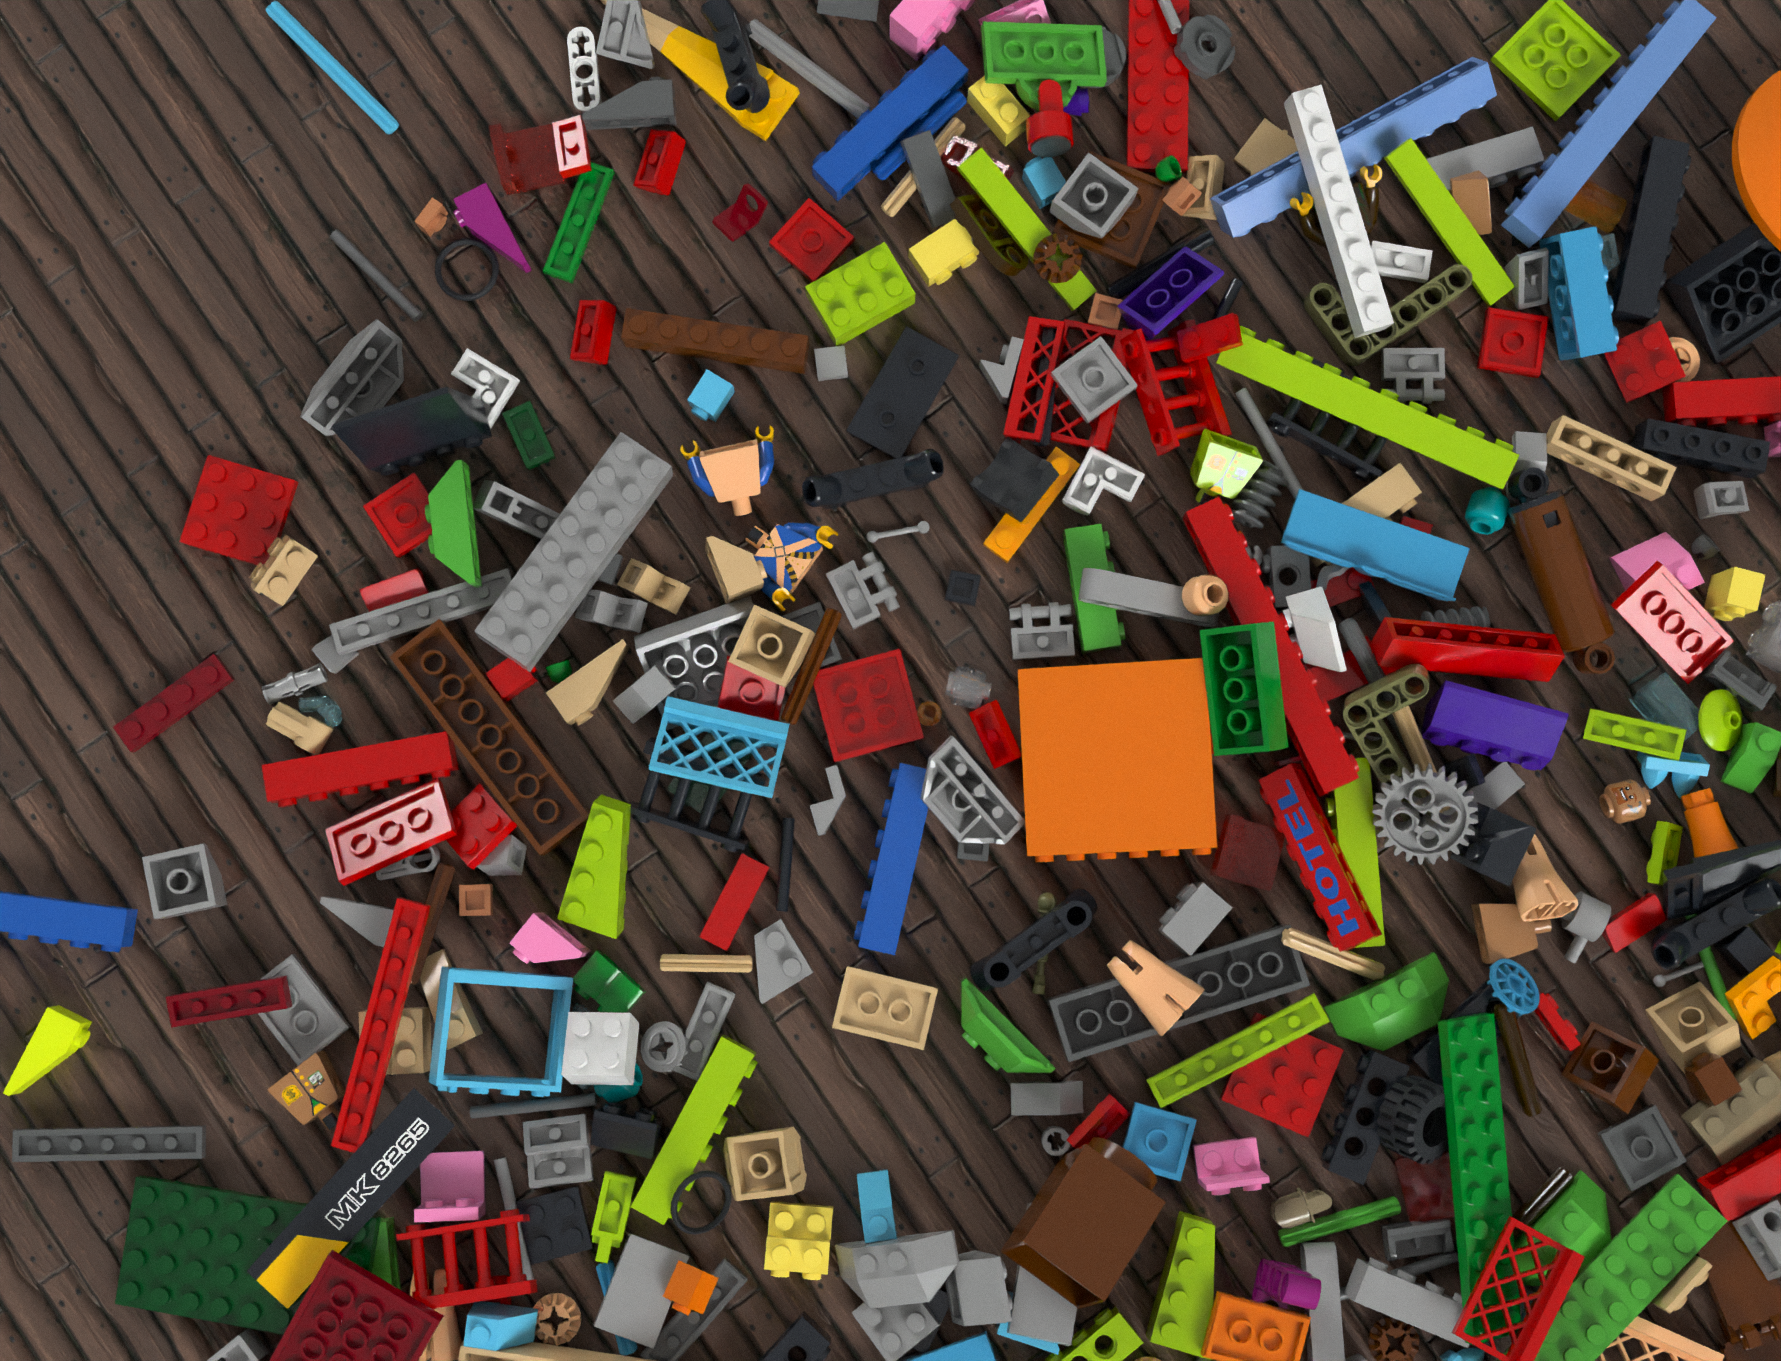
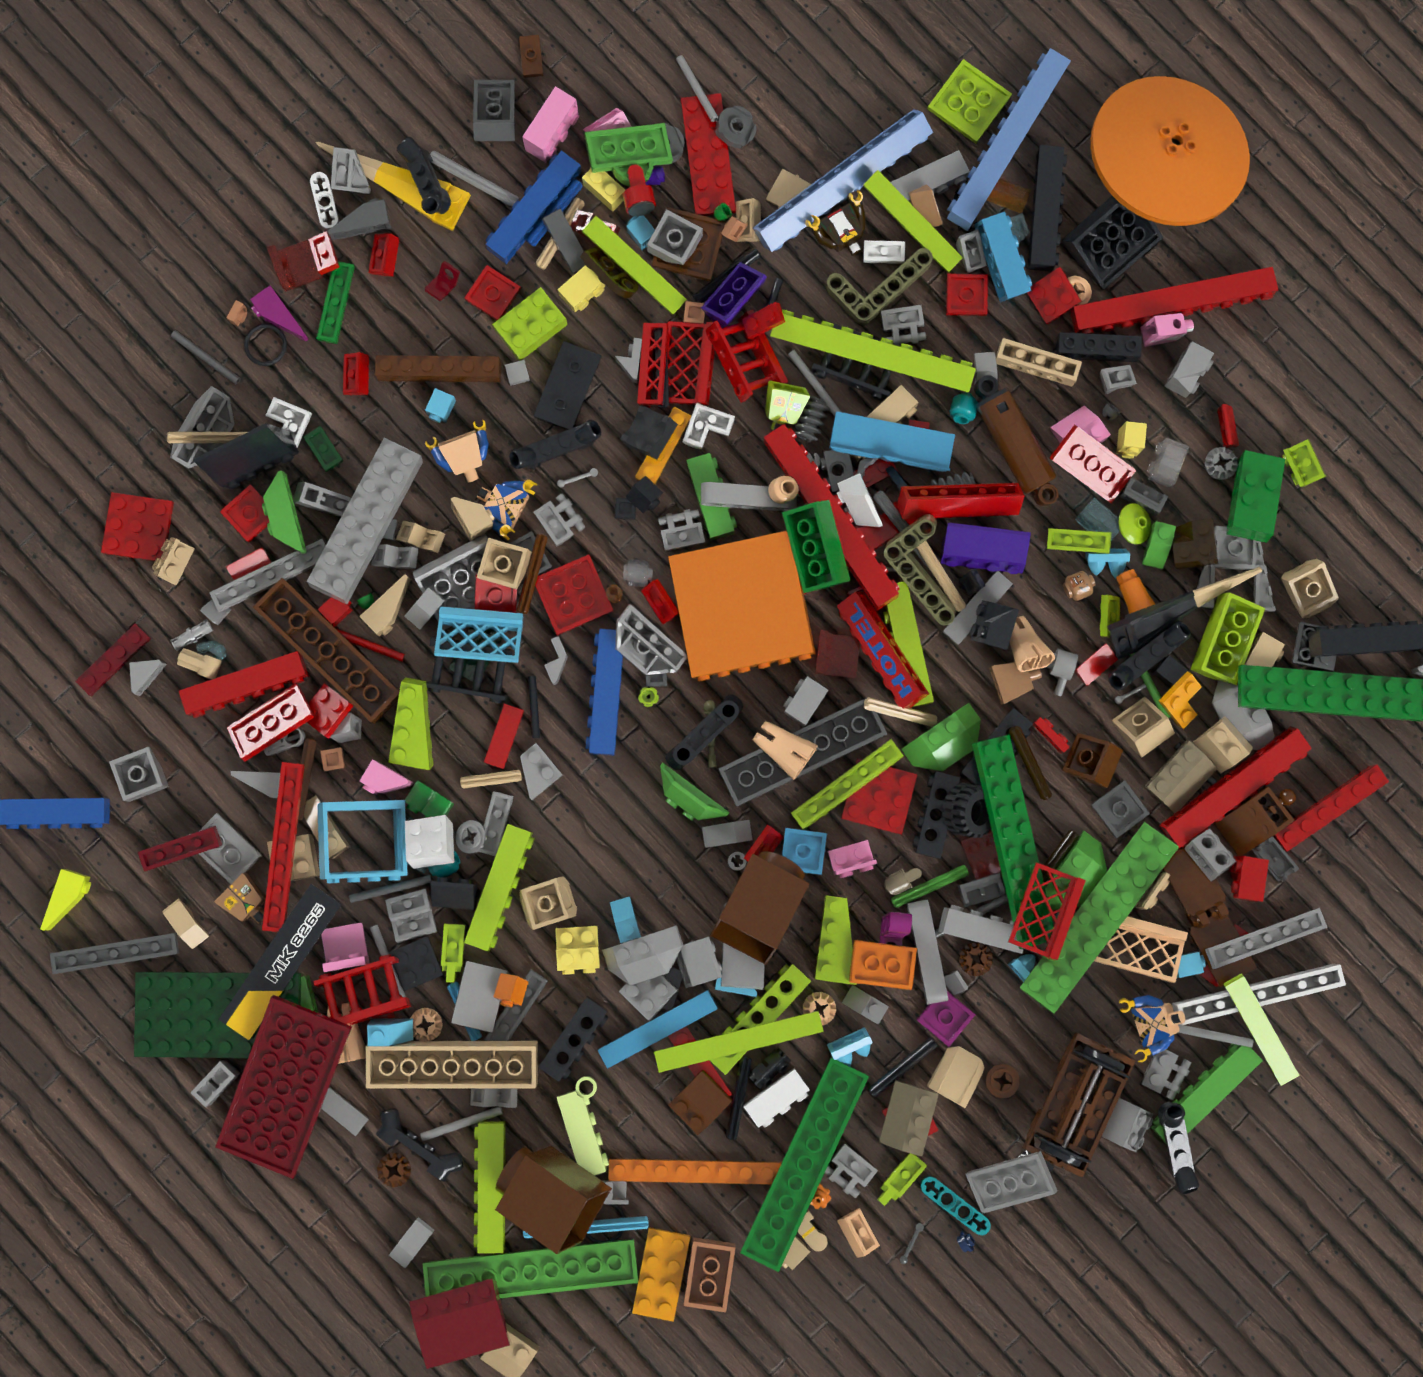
camera: 10 degrees left, 0 degrees up
(214, 731) = (143, 674): none -> light grey slope
(218, 1114) = (184, 923): none -> tan slope
(332, 68) = (155, 222): medium azure axle -> none
(351, 393) = (202, 437): none -> tan axle
(559, 738) = (373, 646): none -> red bar
(728, 1196) = (492, 938): black tyre -> none
(885, 1007) = (612, 790): tan plate -> none
(949, 873) = (643, 696): none -> lime plate
(995, 572) = (645, 495): none -> black brick
(1048, 269) = (652, 289): reddish brown gear -> none
(1093, 379) = (691, 358): light grey plate -> none
(1338, 211) = (836, 225): white brick -> none
(1407, 834) = (955, 595): light grey gear -> none
(1514, 989) = (1019, 716): dark azure wheel -> none
(1711, 1079) = (1155, 756): reddish brown slope -> none

